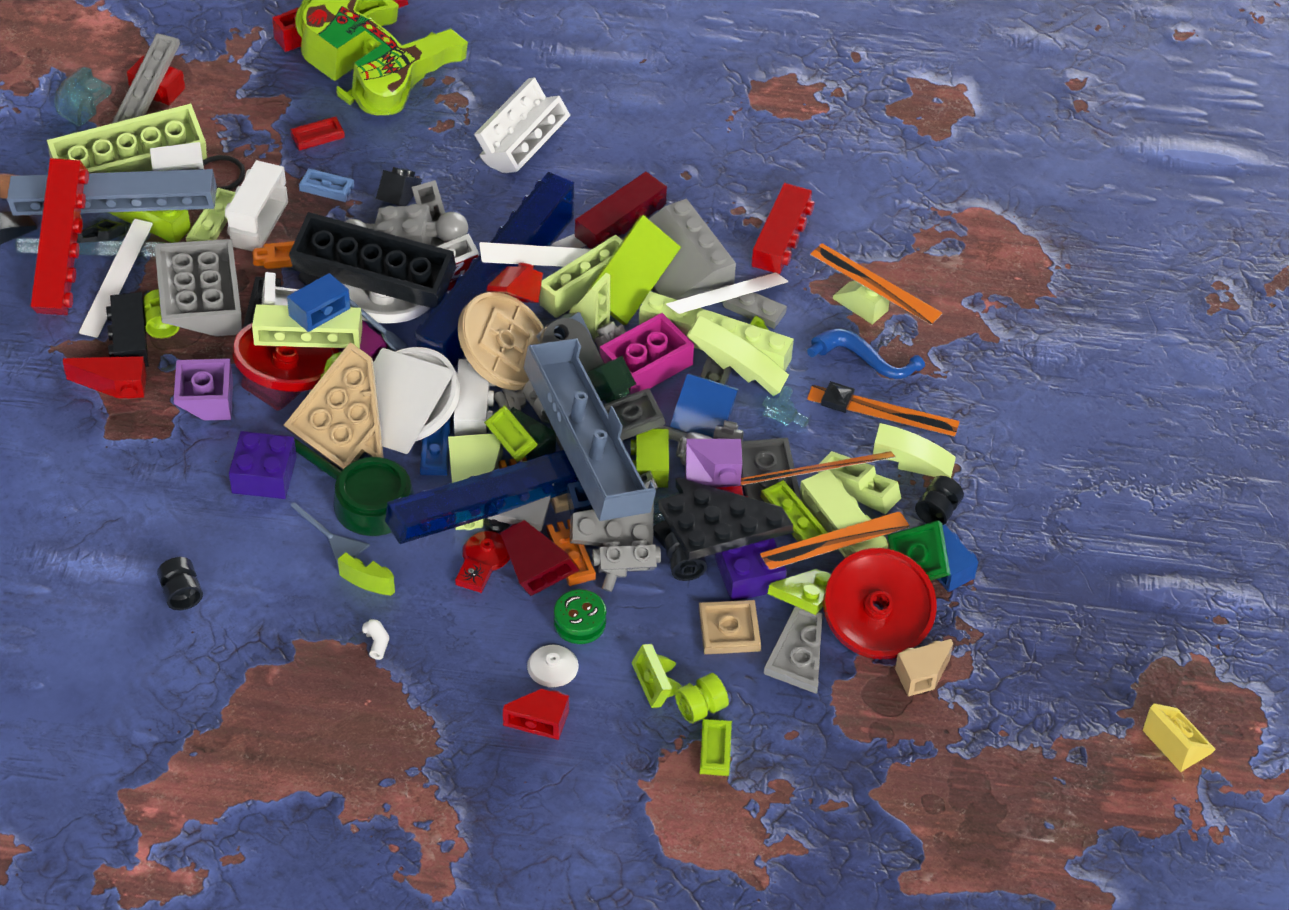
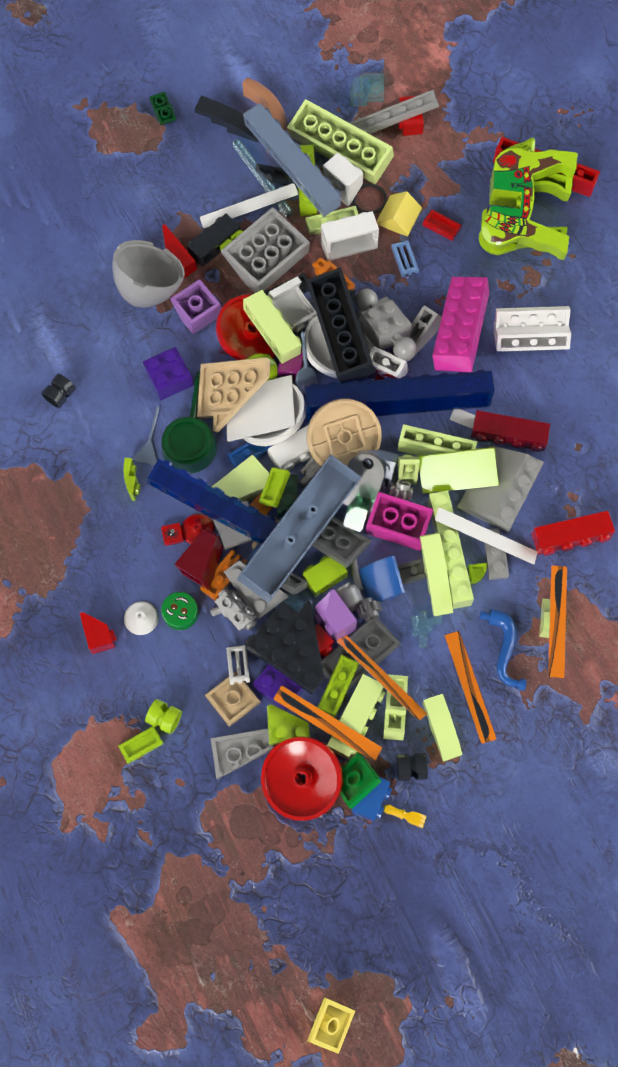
camera: 60 degrees right, 20 degrees up
(59, 236) = (238, 157): red brick -> none
(123, 404) = (145, 273): none -> light grey piece
(268, 149) = (400, 213): none -> light yellow slope
(318, 302) = (281, 320): blue brick -> none
(375, 629) = (96, 513): white arm -> none
(397, 186) = (428, 295): black slope -> none
(466, 169) = (461, 324): none -> dark pink brick
(518, 282) = (389, 414): red slope -> none
(529, 254) = (420, 407): white sticker -> none
(651, 673) = (171, 673): lime tile -> none
(692, 599) = (238, 678): none -> white tile
(837, 397) = (457, 653): black tile -> none
(923, 666) = (276, 834): tan slope -> none
(995, 538) = (412, 817): none -> yellow piece

